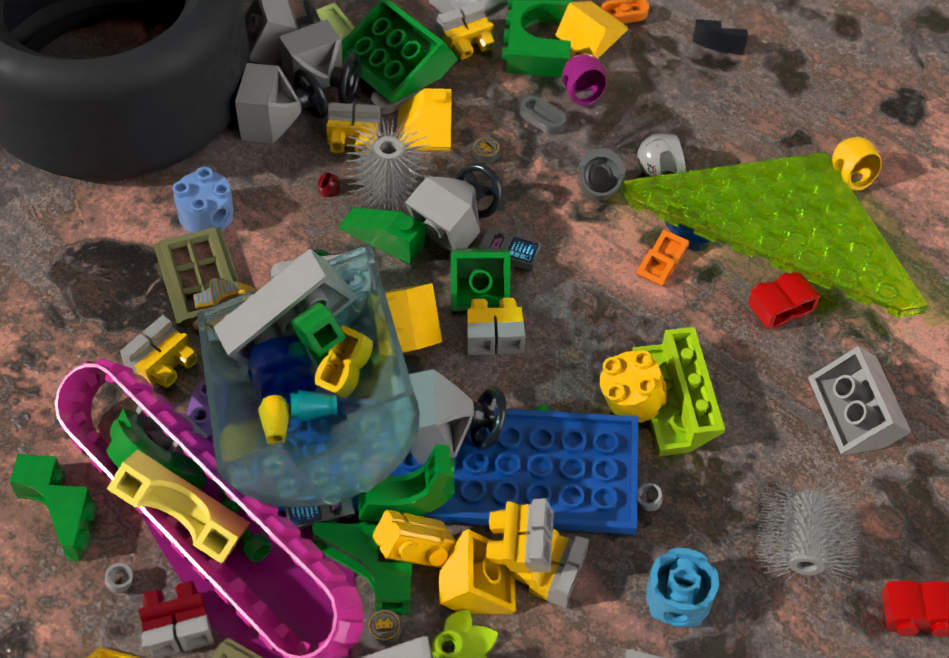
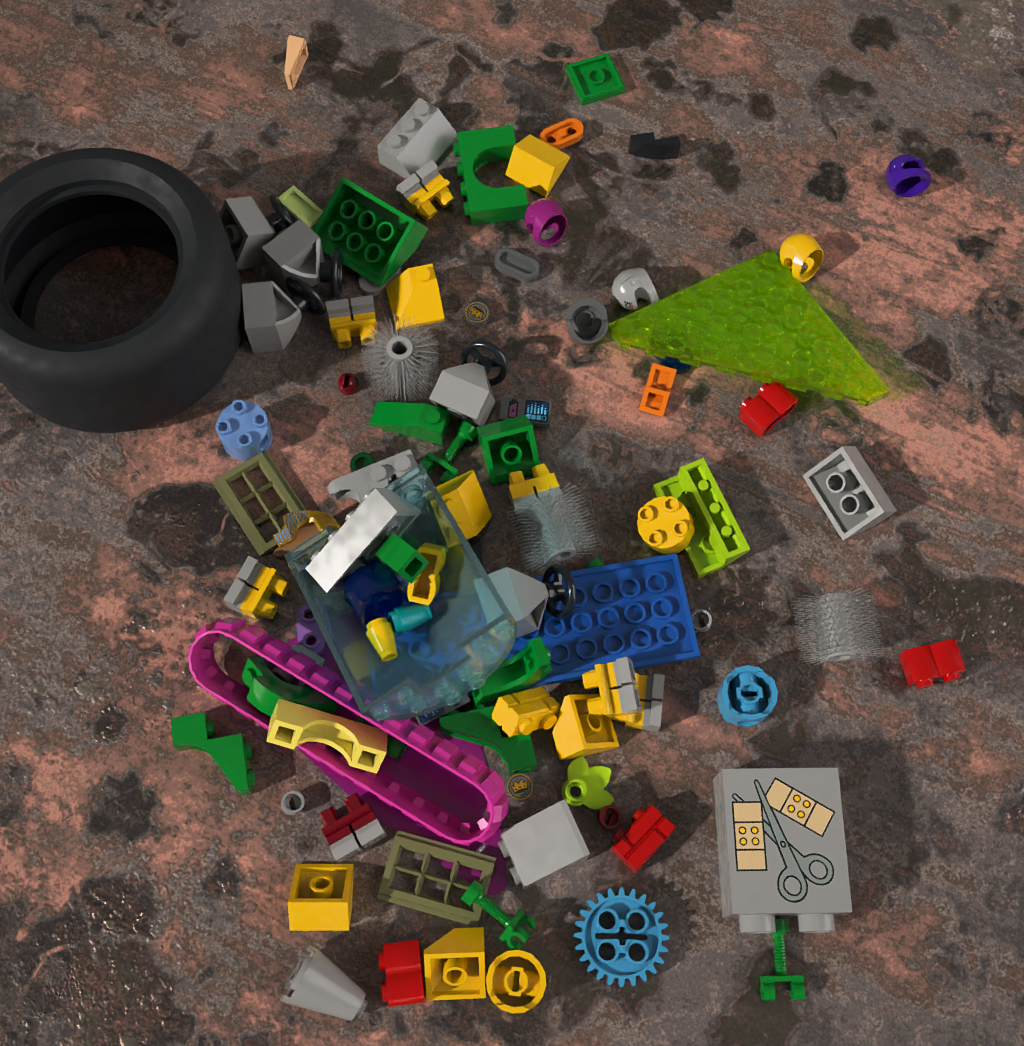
camera: 15 degrees left, 15 degrees up
(438, 253) = (465, 433): none -> green bar
(503, 355) = (553, 528): none -> light grey piece

